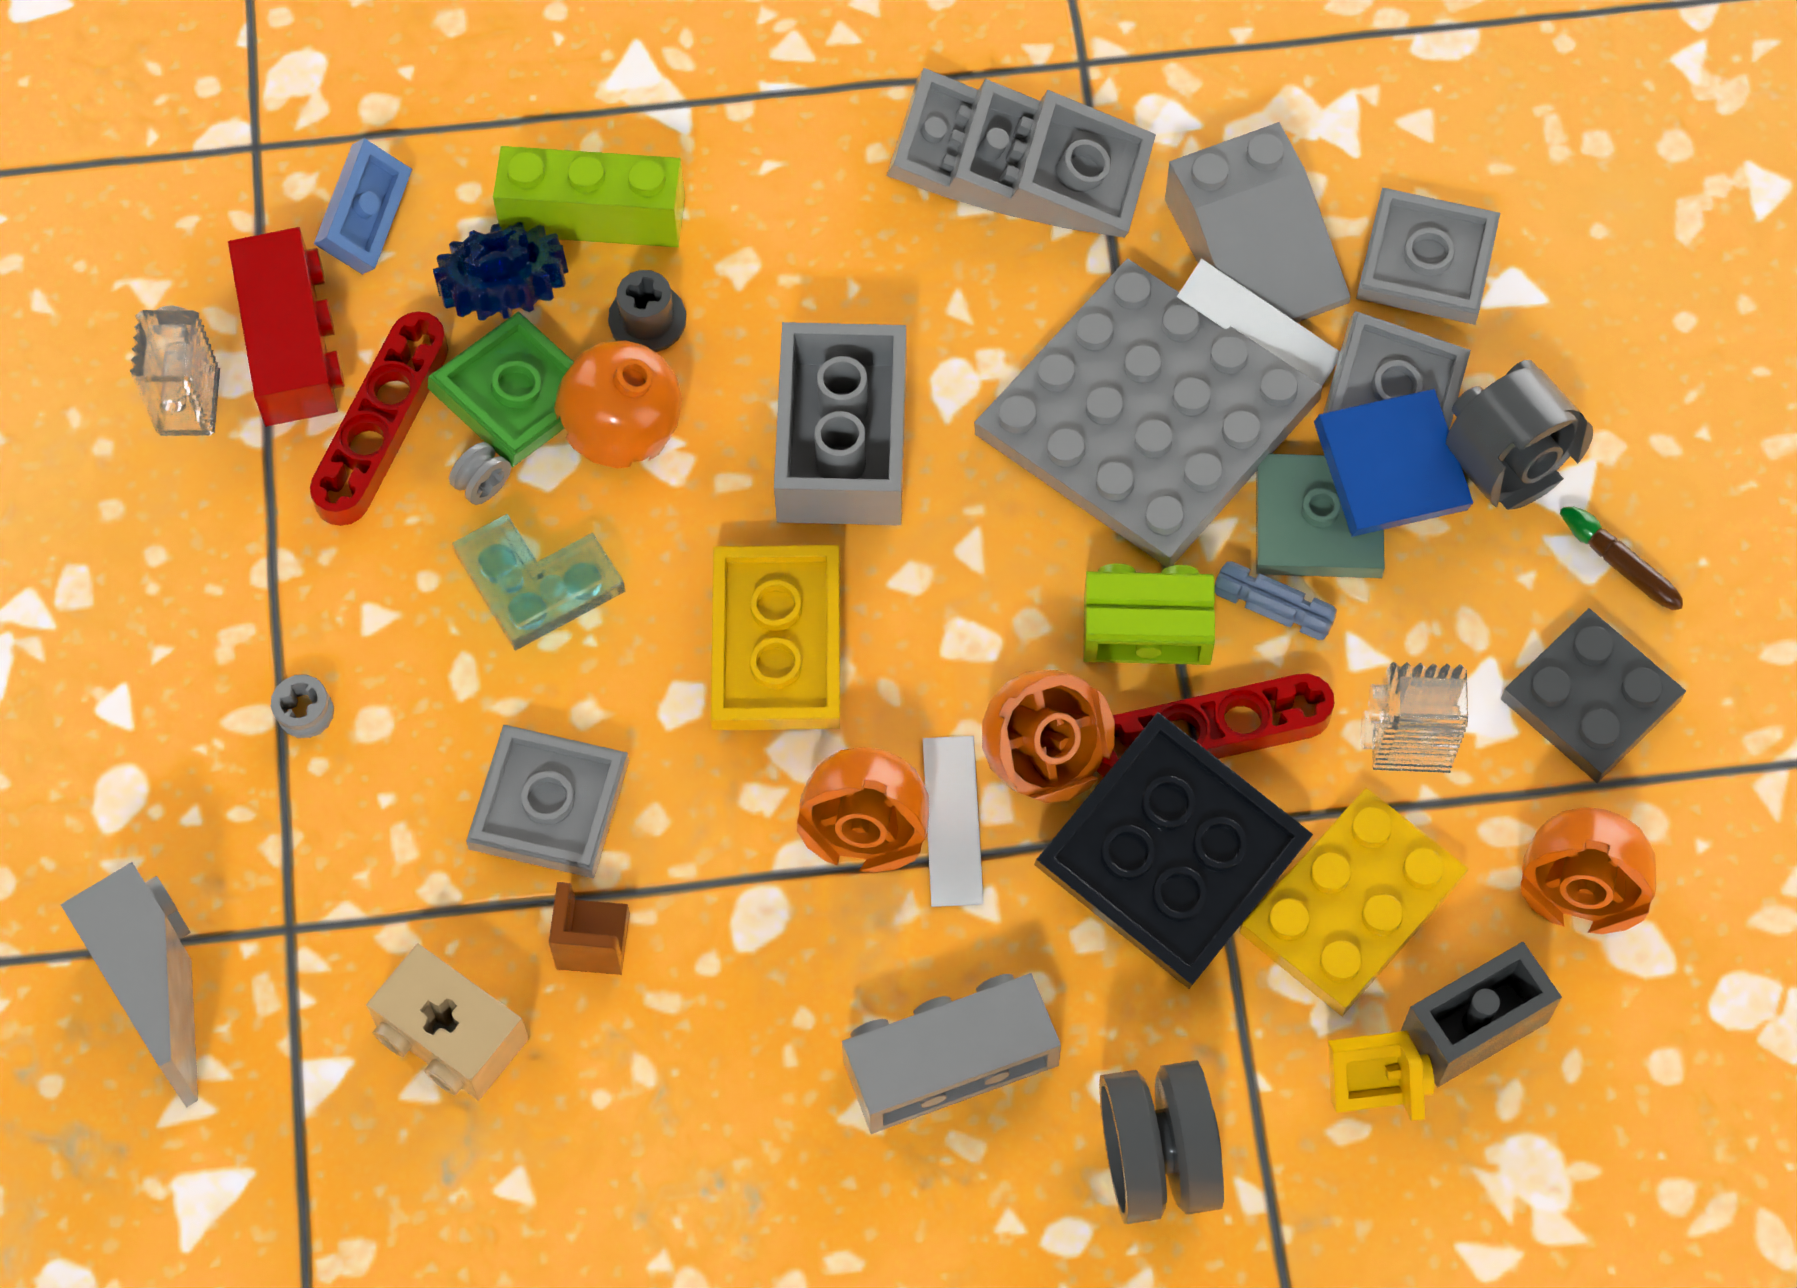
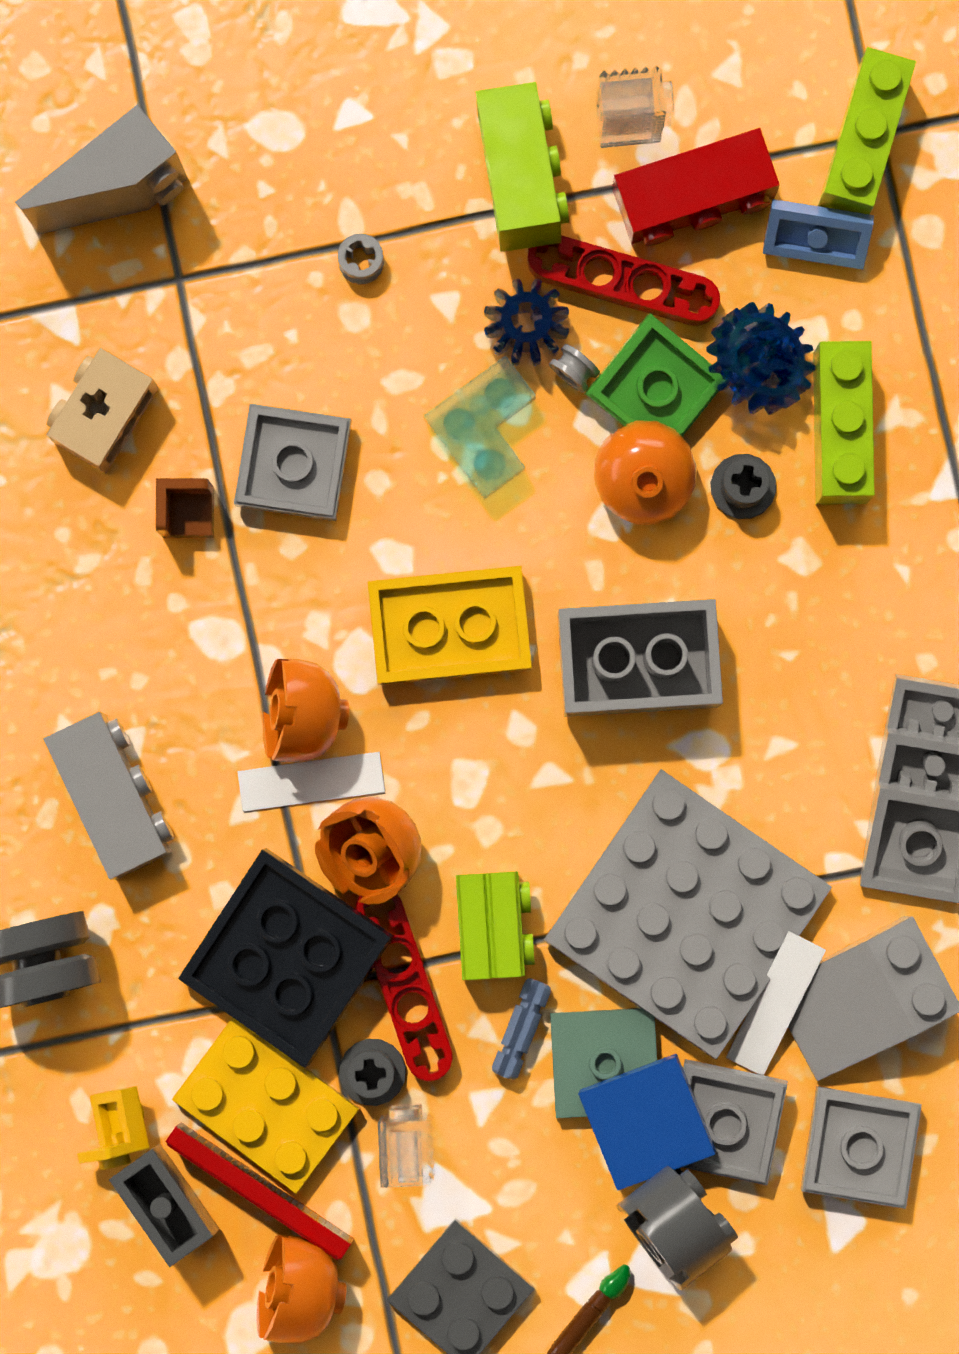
camera: 90 degrees right, 20 degrees up
(223, 504) = (521, 166): none -> lime brick
(253, 143) = (867, 132): none -> lime brick
(425, 497) = (544, 328): none -> clear blue gear
(1320, 775) = (372, 1072): none -> dark grey piece
(1462, 910) = (259, 1191): none -> red tile

